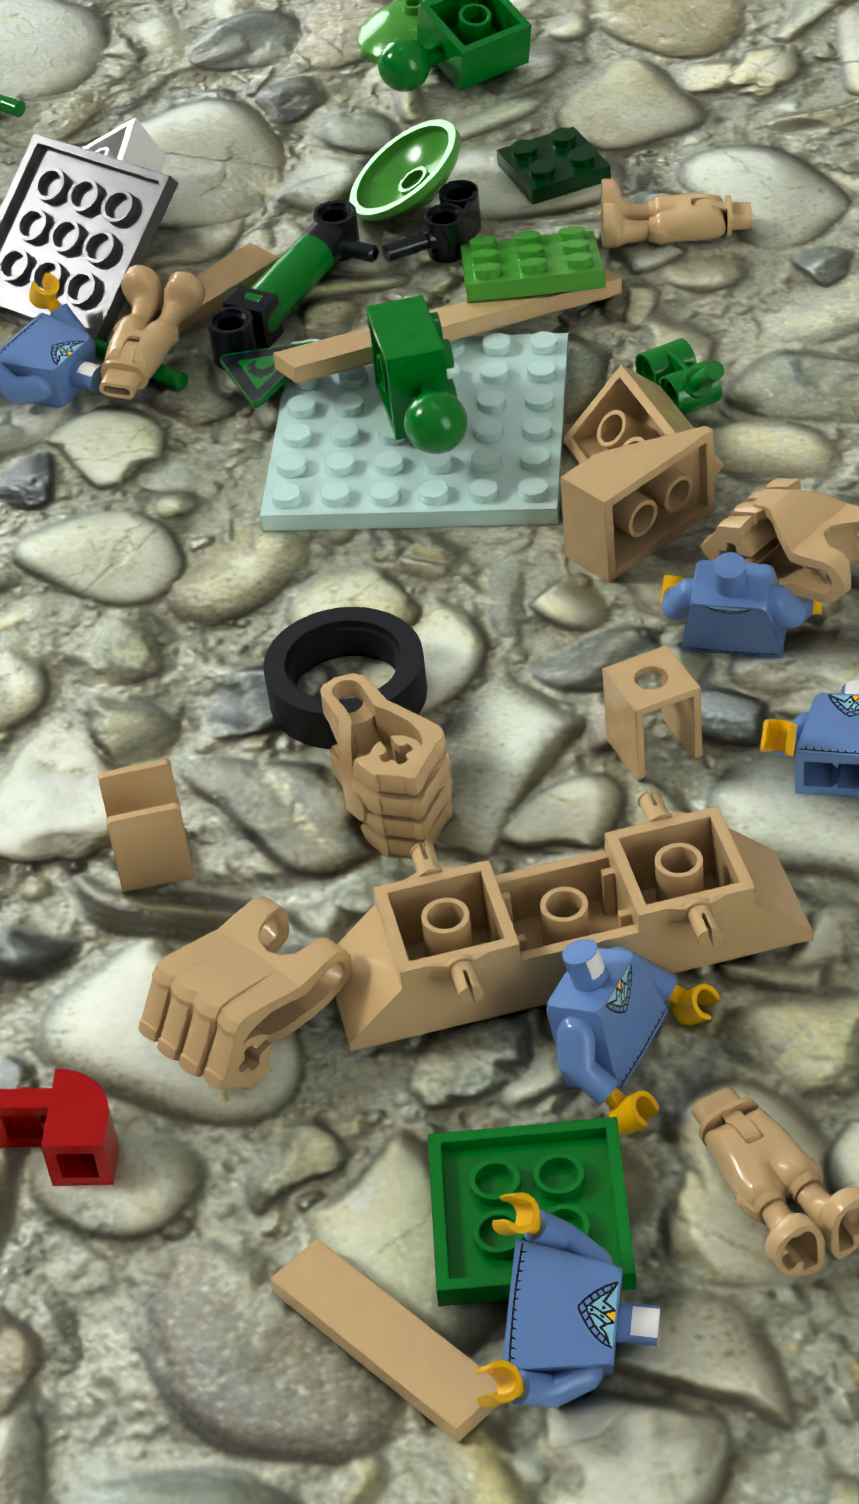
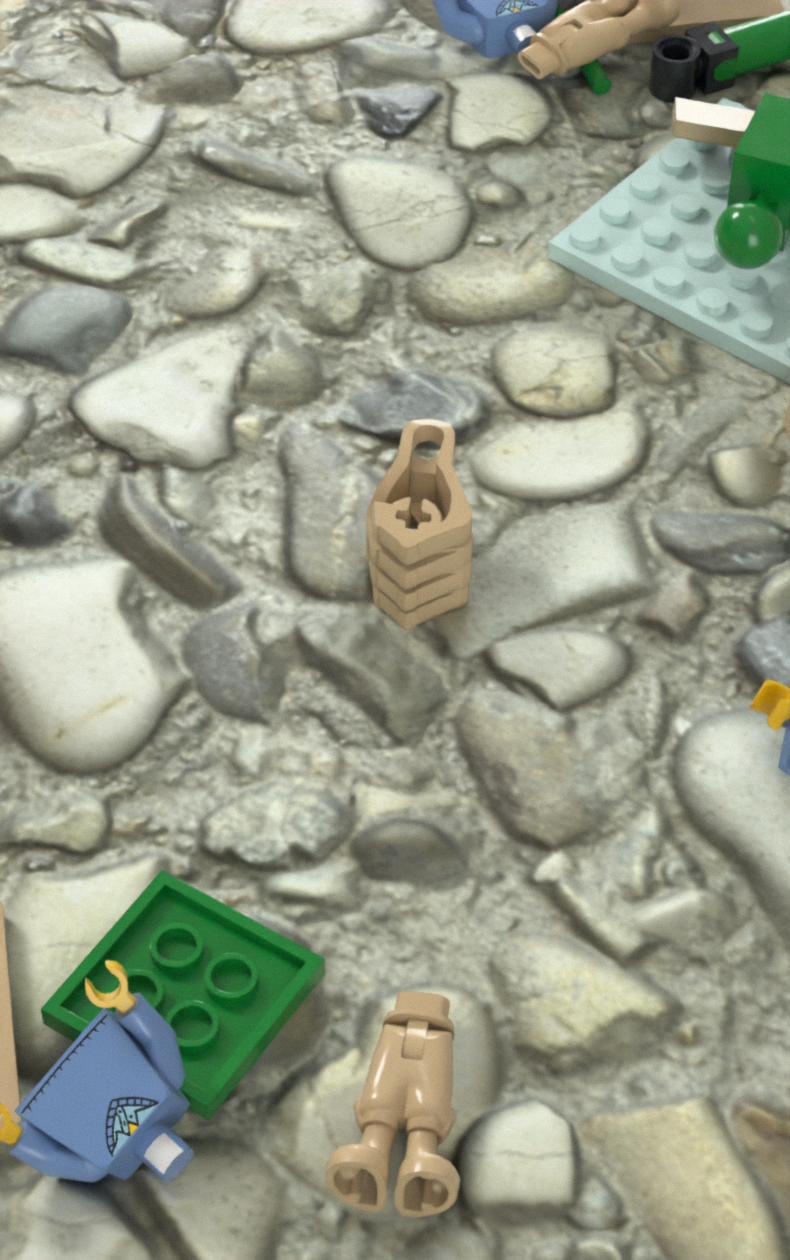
camera: 30 degrees right, 5 degrees up
(145, 825) = (200, 466): tan piece -> none
(232, 995) = (125, 650): tan piece -> none
(256, 373) = (656, 107): piece -> none
(335, 635) = (500, 382): black tyre -> none
(487, 945) = (519, 786): tan piece -> none
(608, 1017) = (394, 865): medium blue torso -> none
(628, 702) = (719, 603): tan piece -> none

